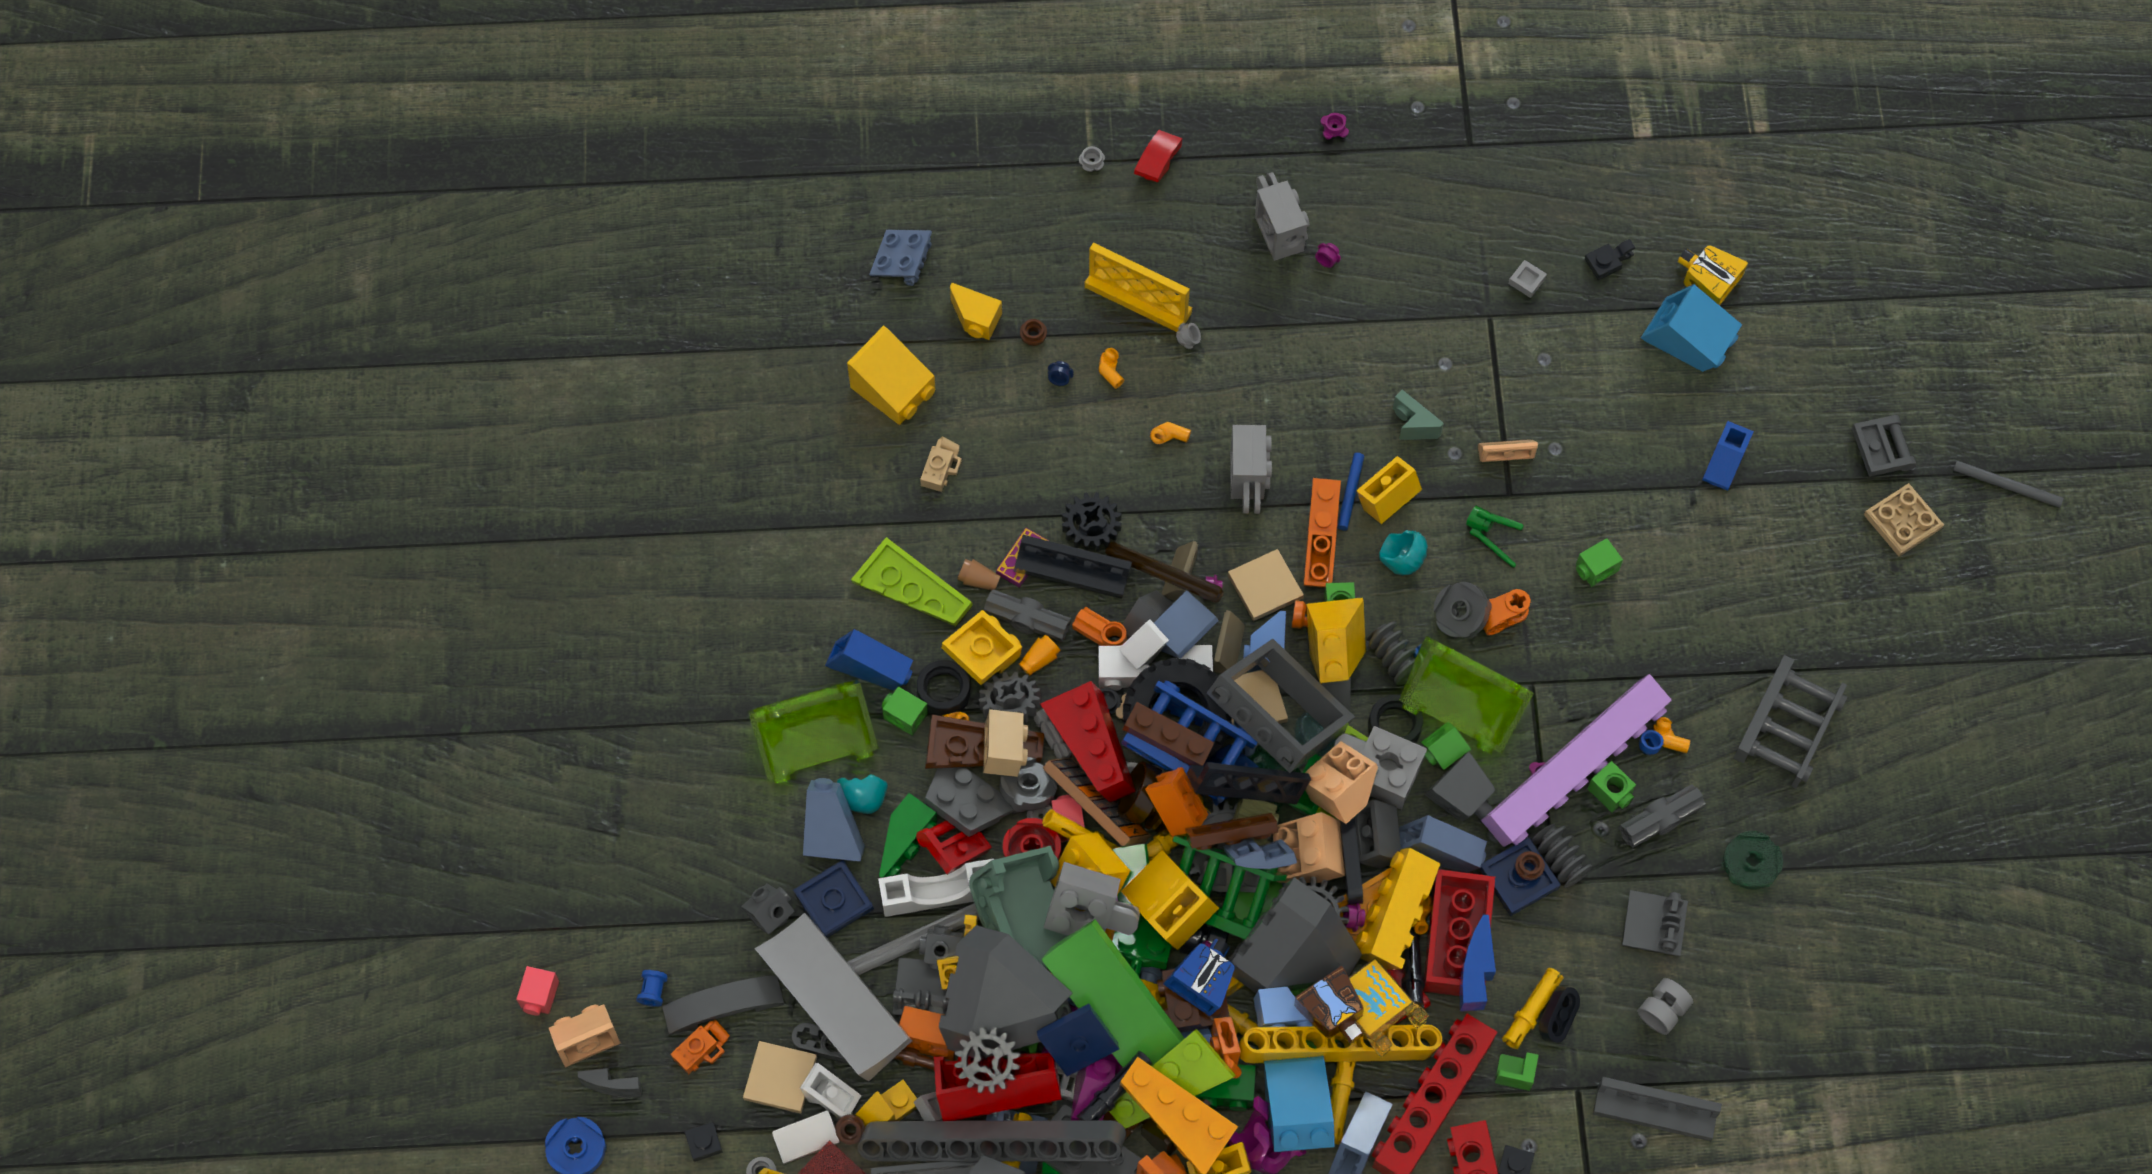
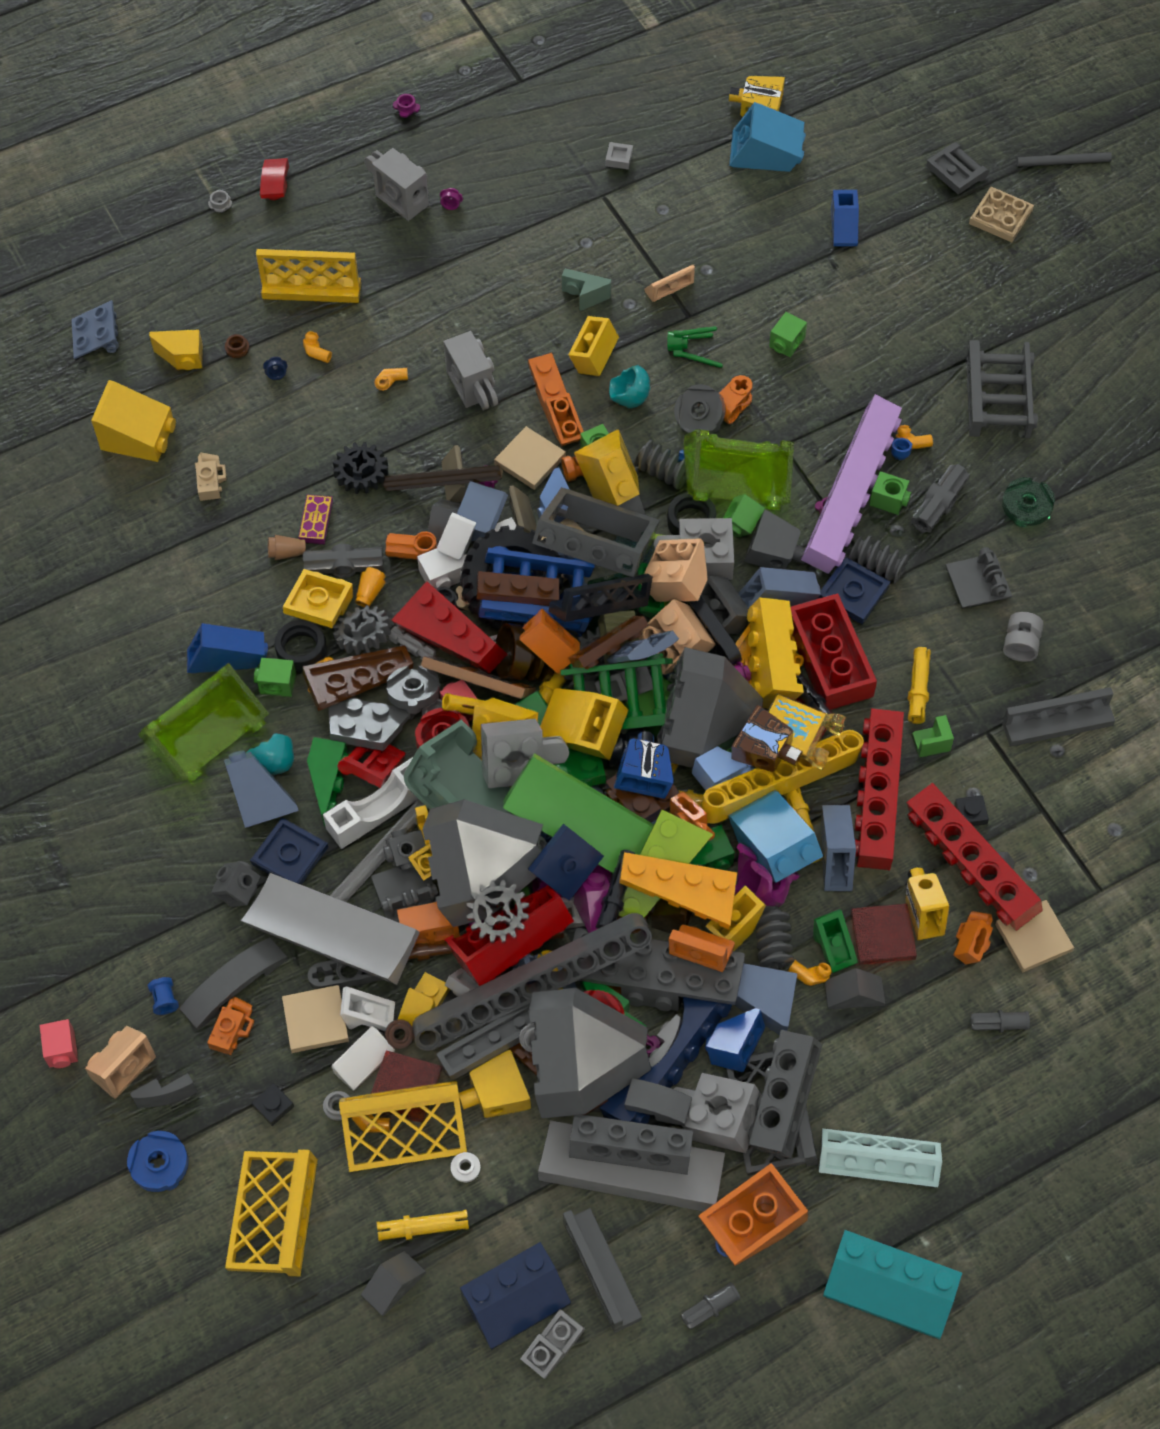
camera: 25 degrees left, 5 degrees down
(907, 581) = (223, 575): lime wing -> none
(1004, 743) = (377, 661): tan brick -> none
(1072, 566) = (362, 508): black fence -> none
(1188, 335) = (368, 298): light grey plate -> none
(1350, 491) = (561, 361): blue bar -> none
(1477, 968) = (864, 665): blue slope -> none
(1533, 858) = (862, 570): reddish brown plate -> none
(1559, 1014) = (943, 680): black plate -> none
(1607, 261) = (673, 121): black plate -> none

